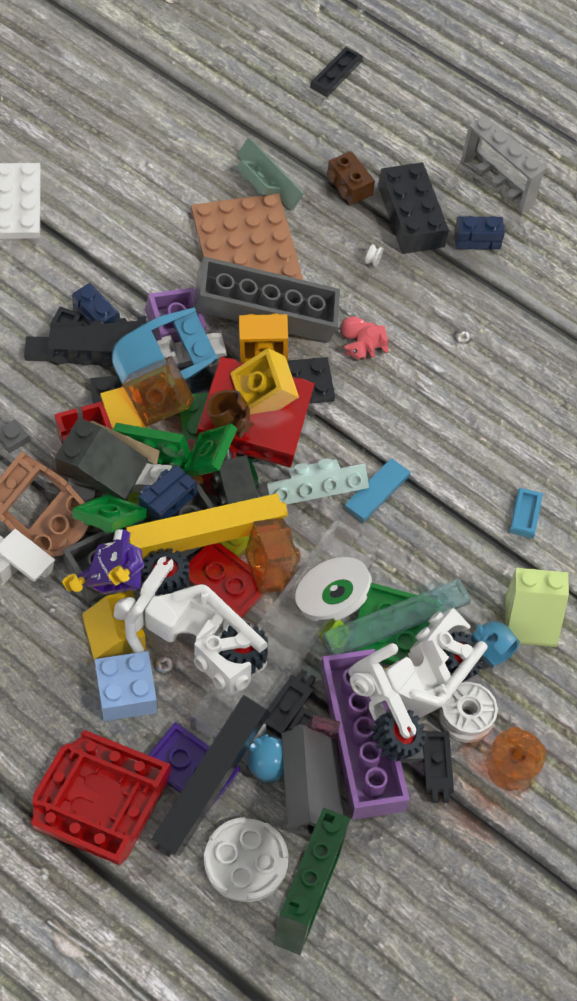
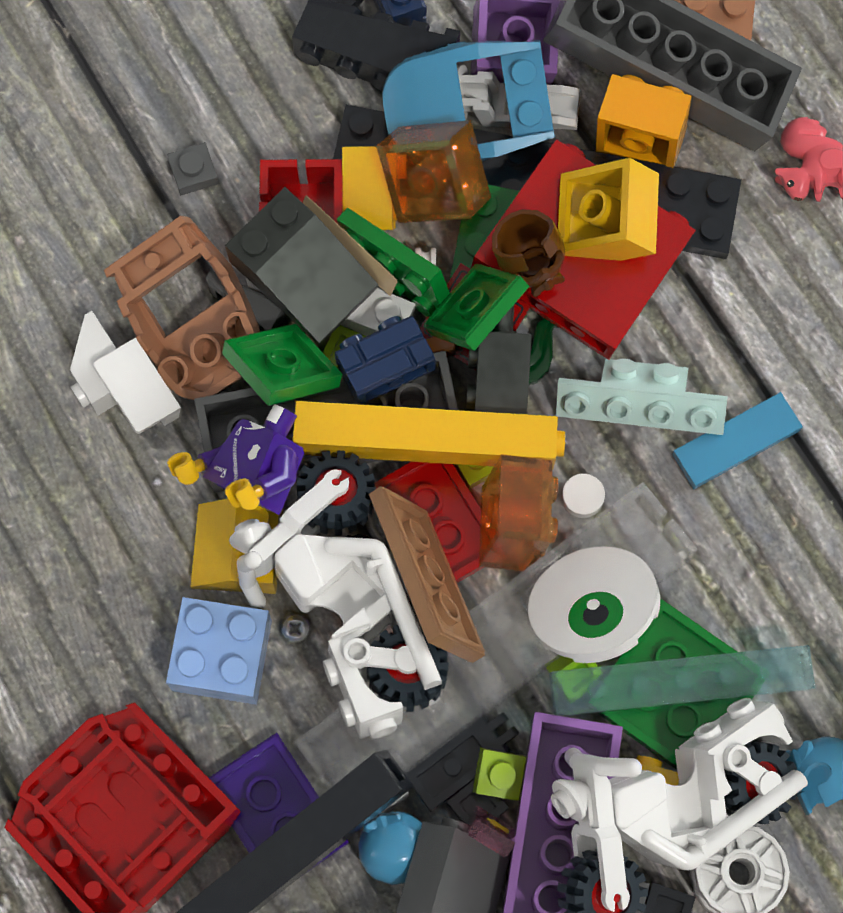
camera: 25 degrees right, 15 degrees up
(36, 348) = (278, 26): black tile -> none
(235, 598) = (427, 575): none -> medium nougat tile
(305, 542) = (583, 495): none -> white tile
(313, 700) = (499, 774): none -> lime plate

